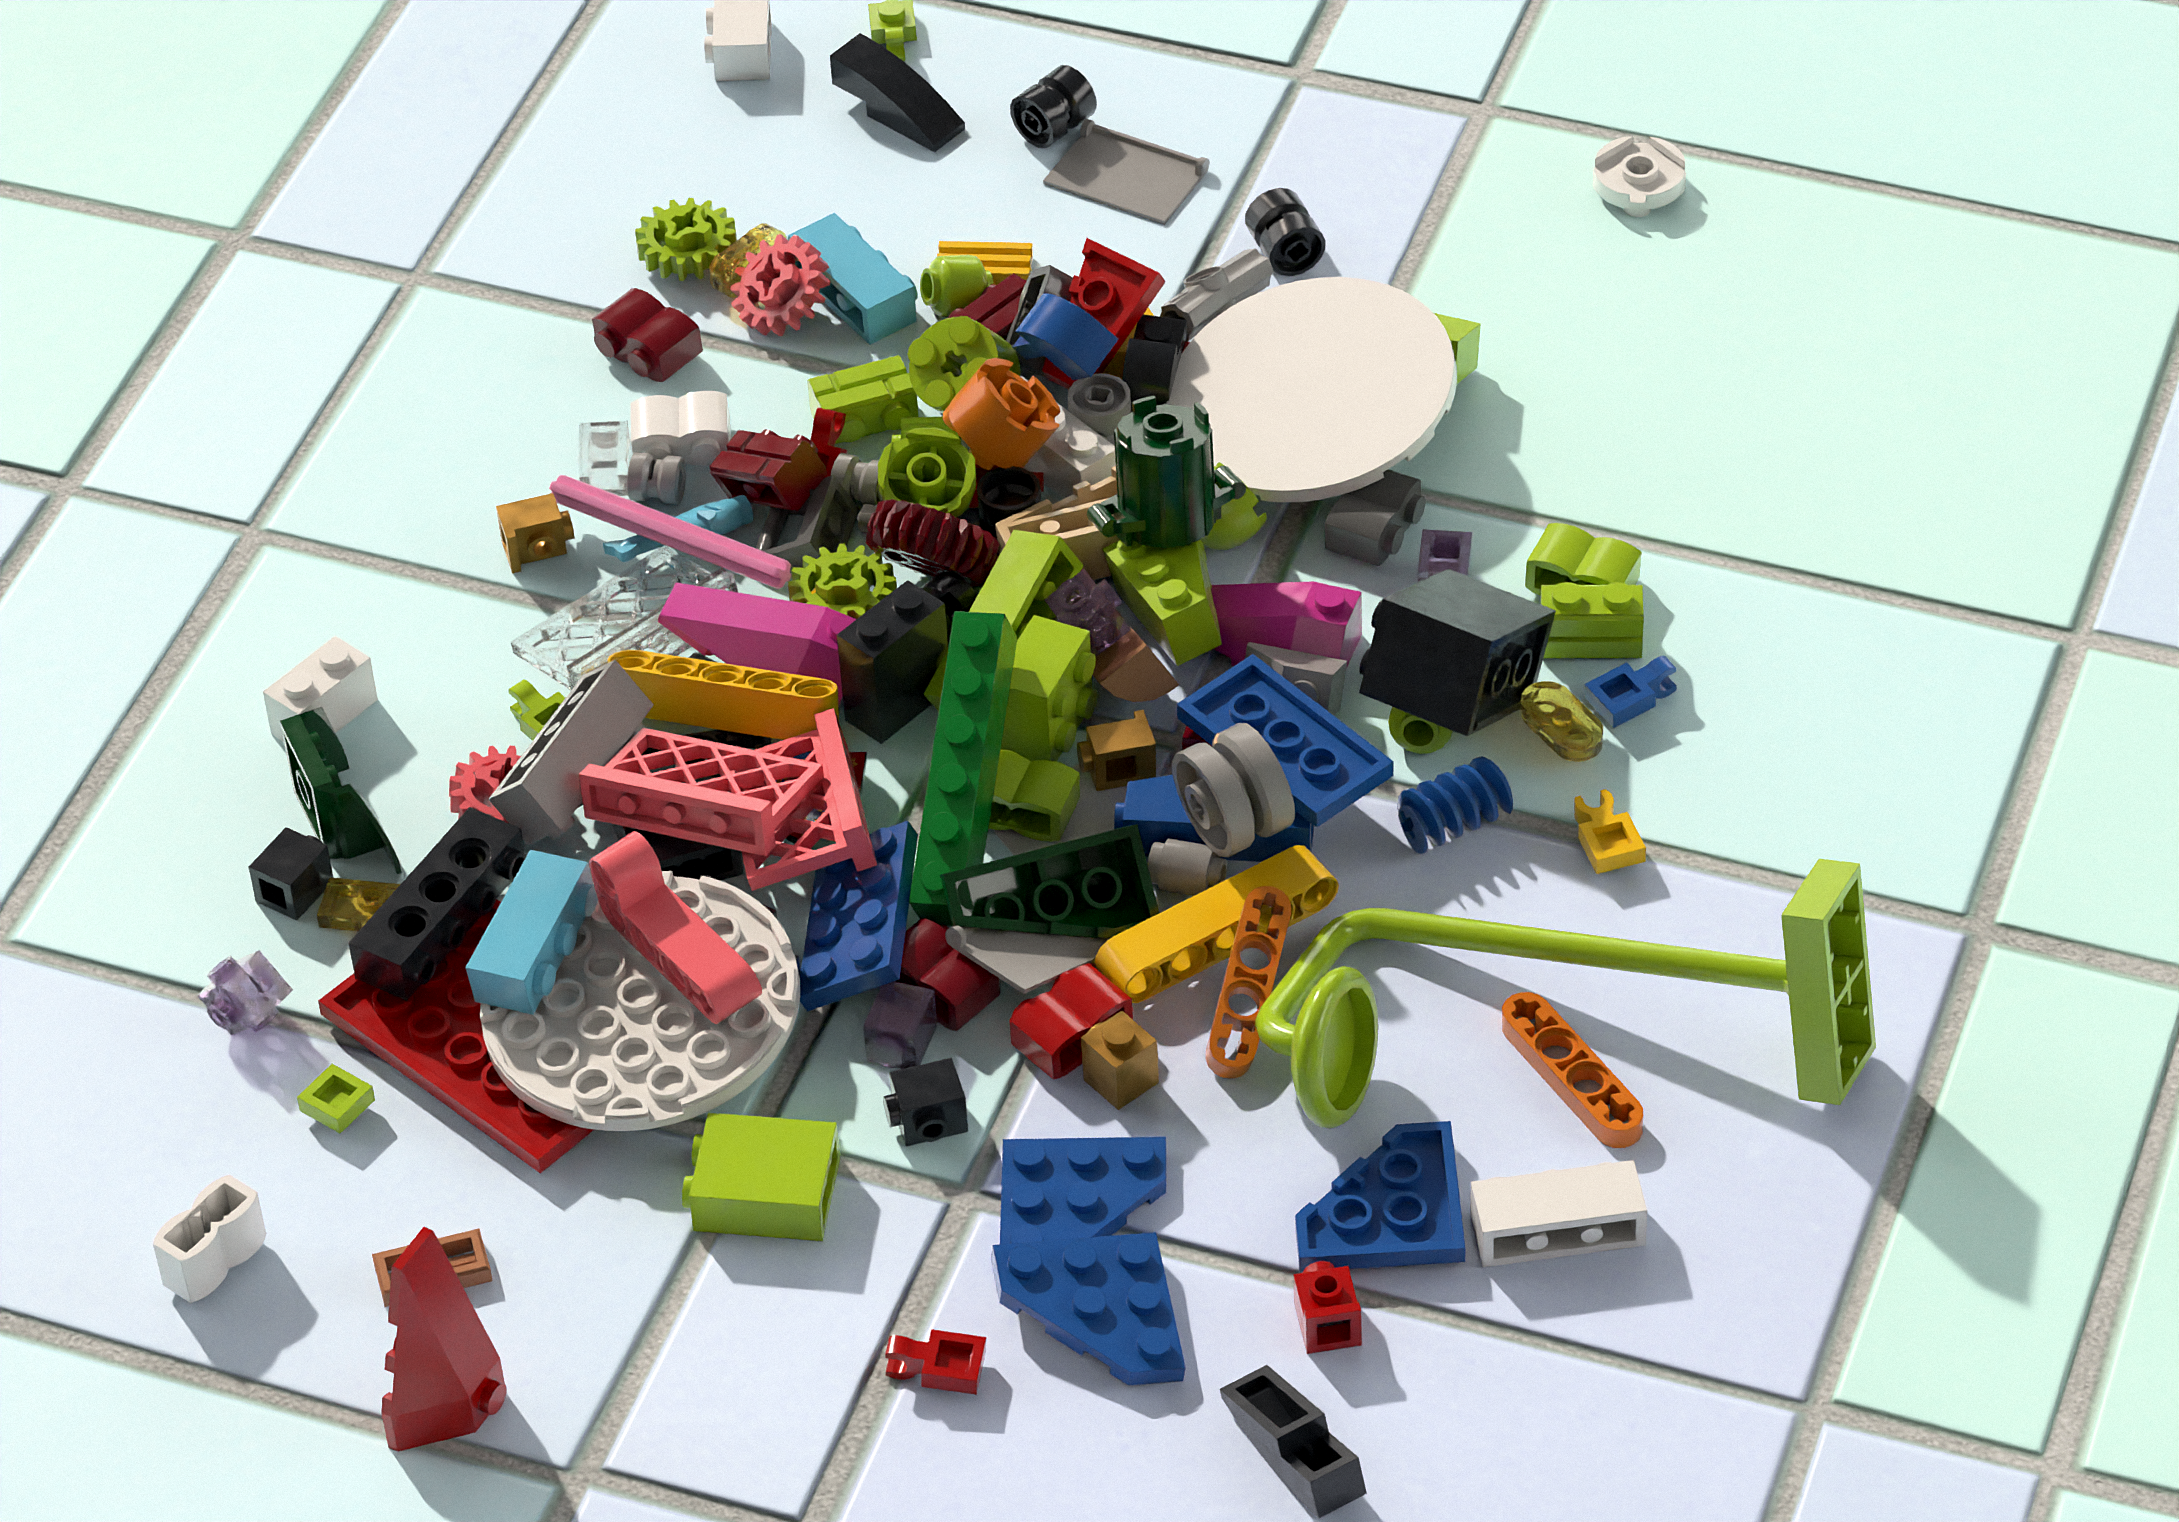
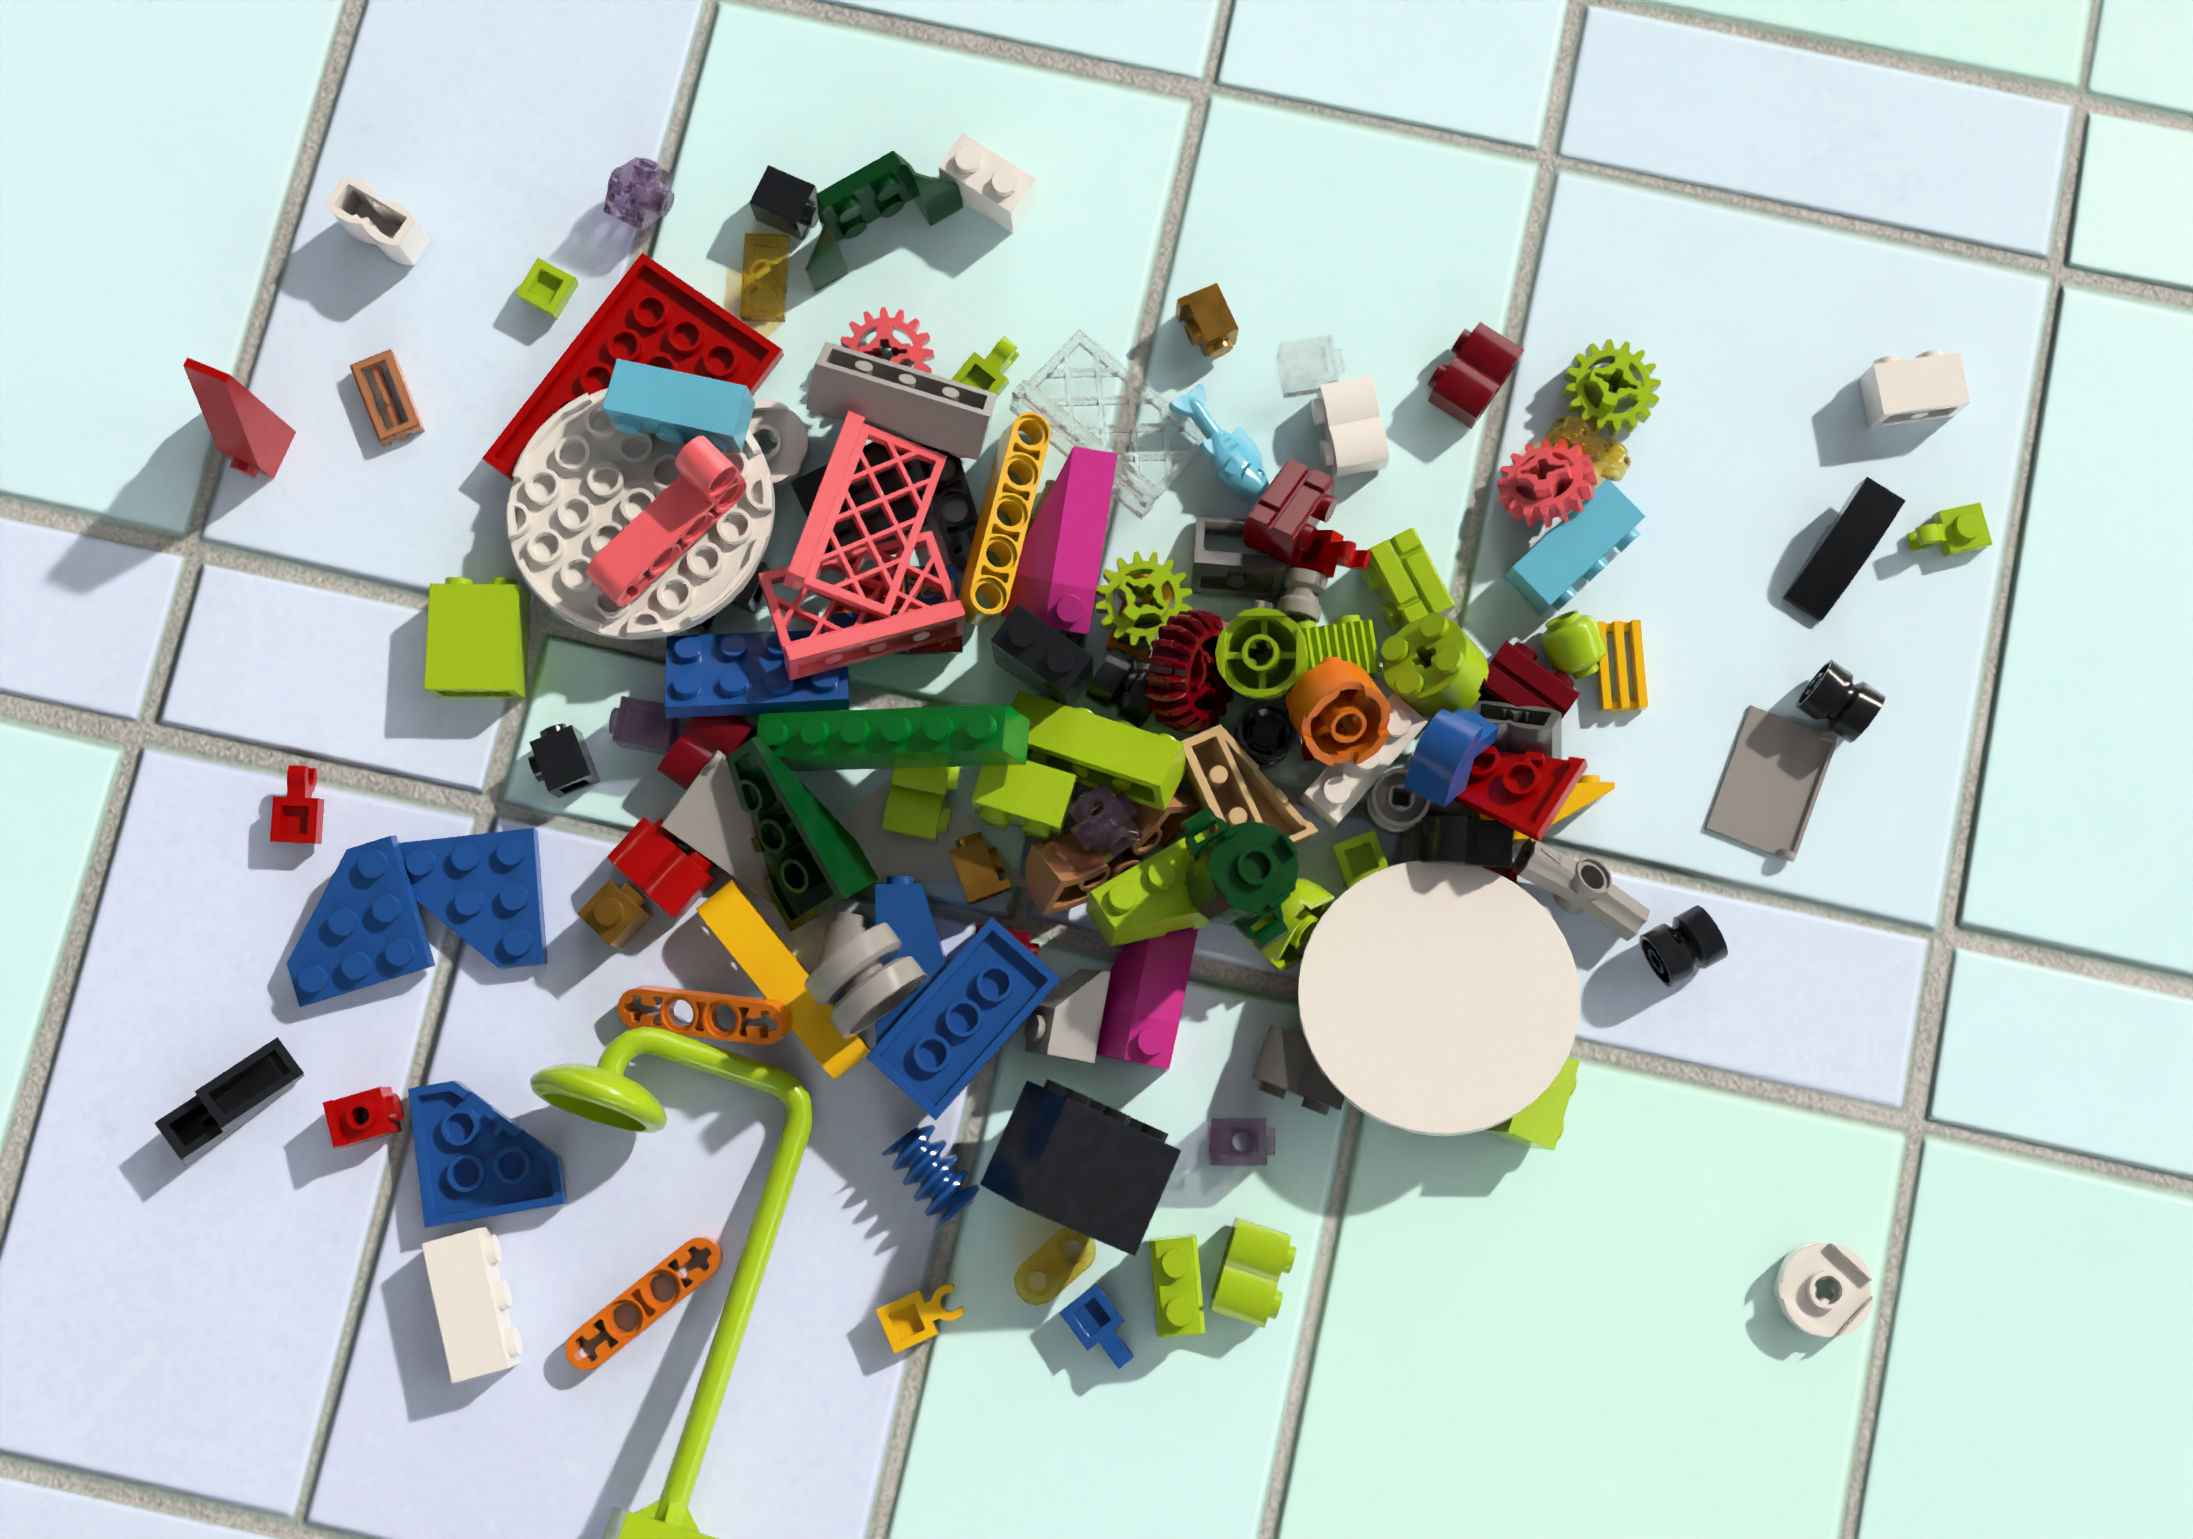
camera: 80 degrees right, 35 degrees up
(437, 904) = (674, 290): black brick -> none
(656, 478) = (1287, 416): light grey wheel -> none
(671, 531) = (1196, 439): bright pink axle -> none

